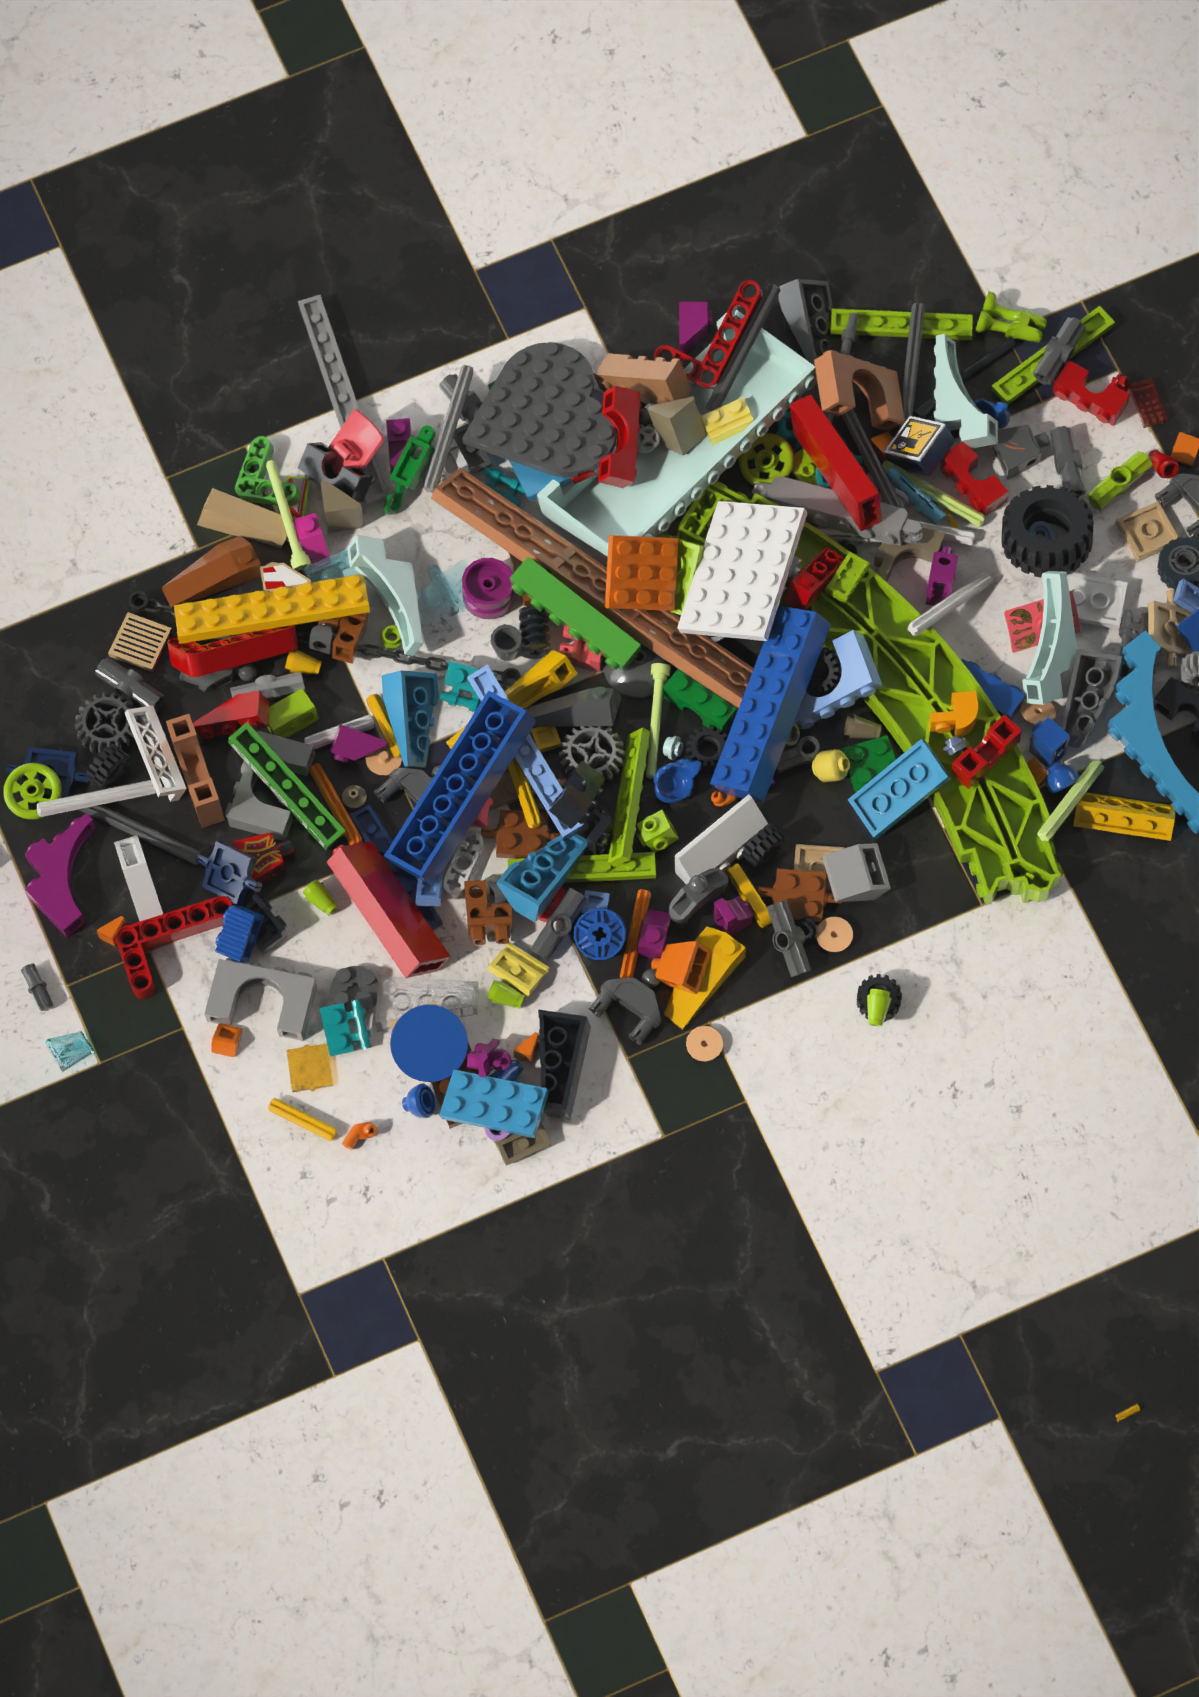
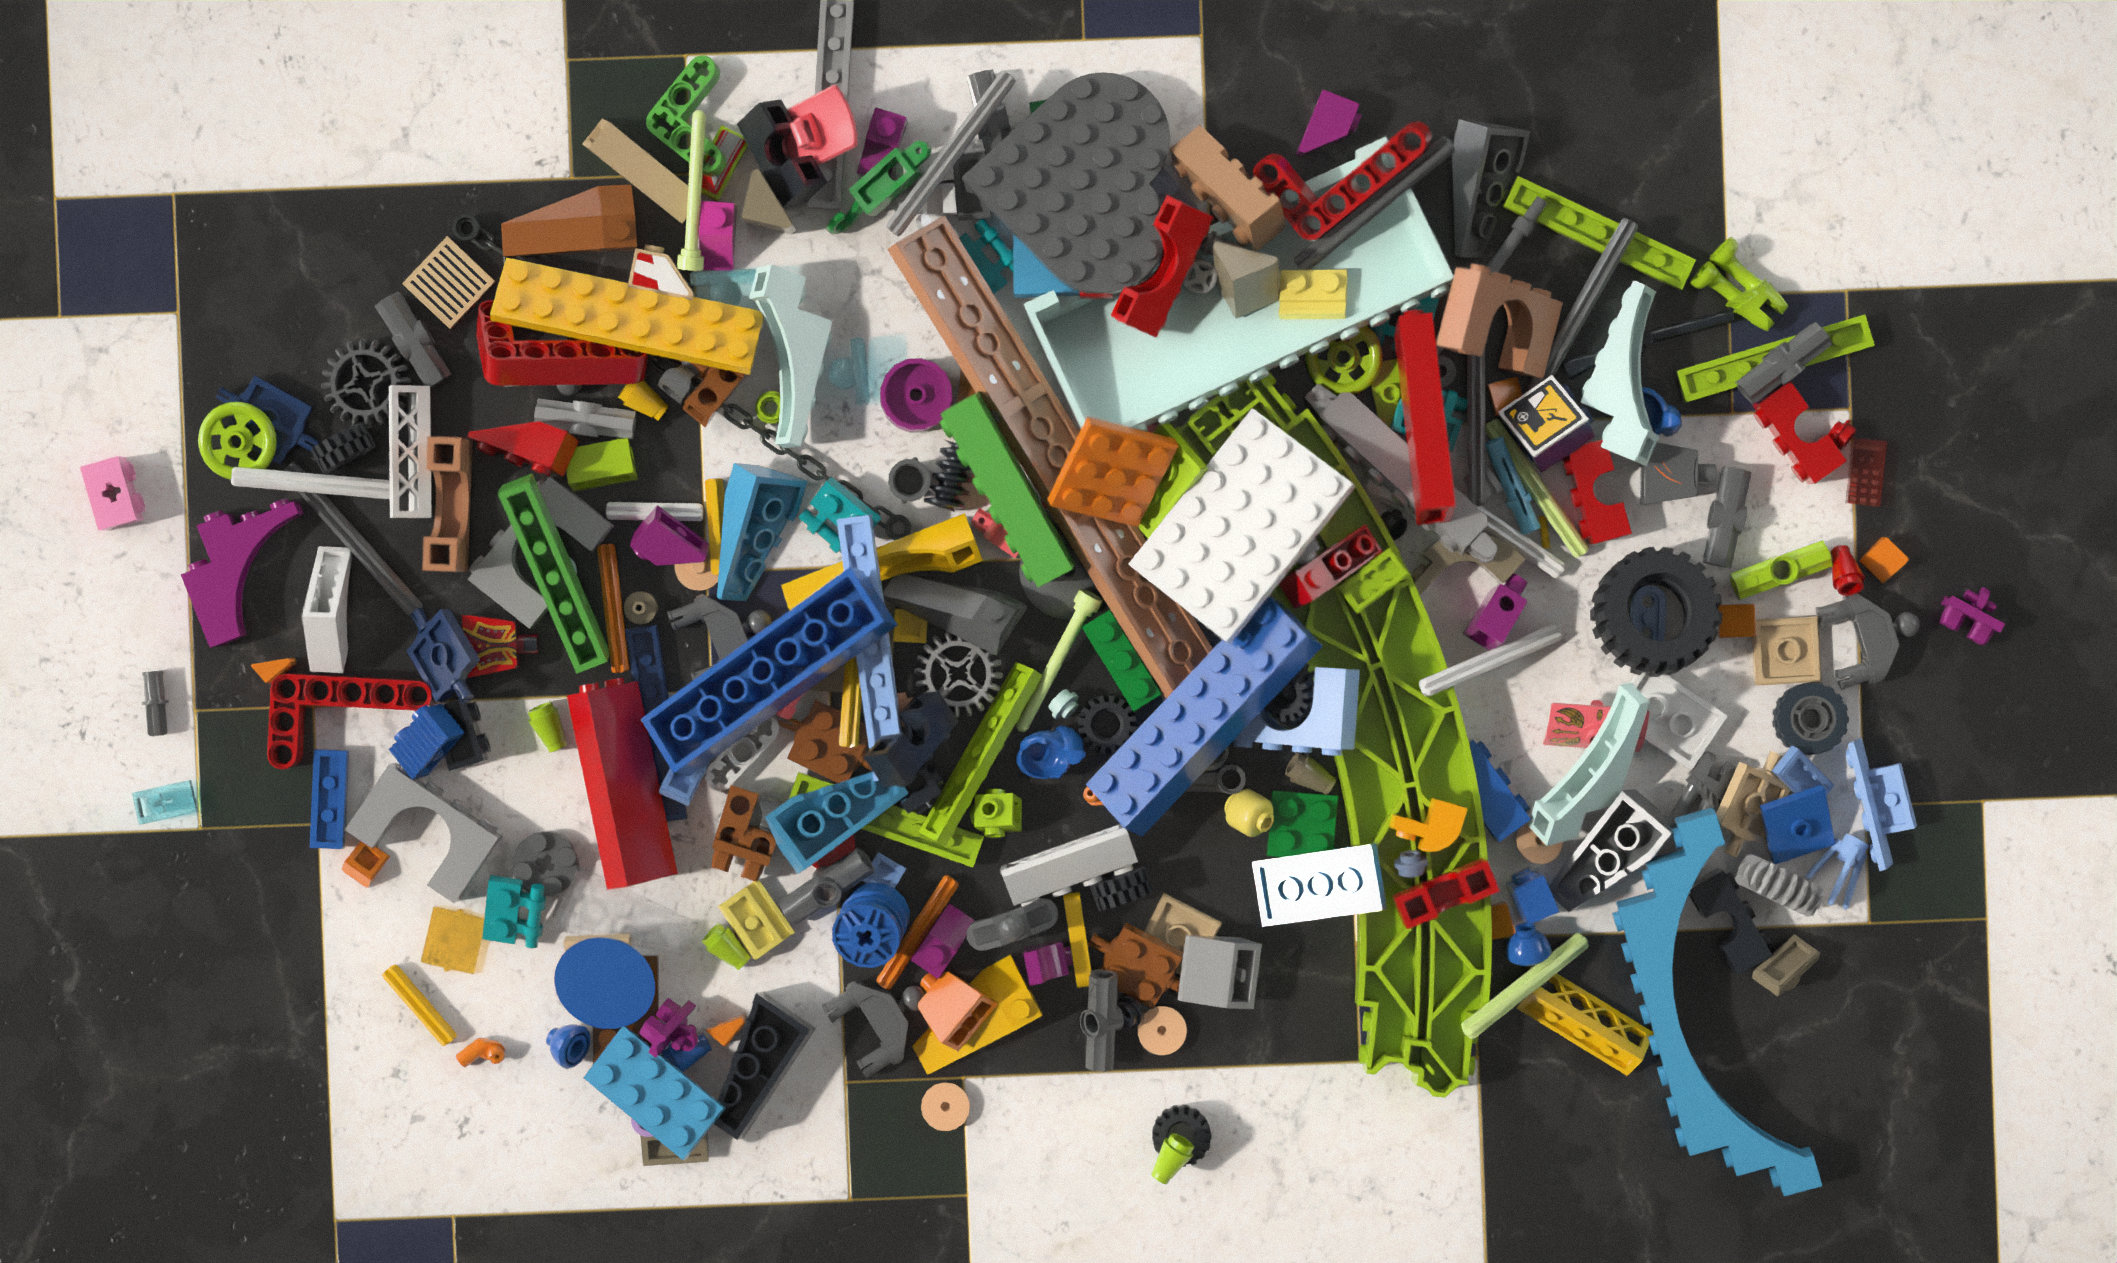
camera: 20 degrees right, 20 degrees up
(185, 1004) = (329, 799): none -> blue plate
(1106, 524) = (1737, 620): none -> orange slope

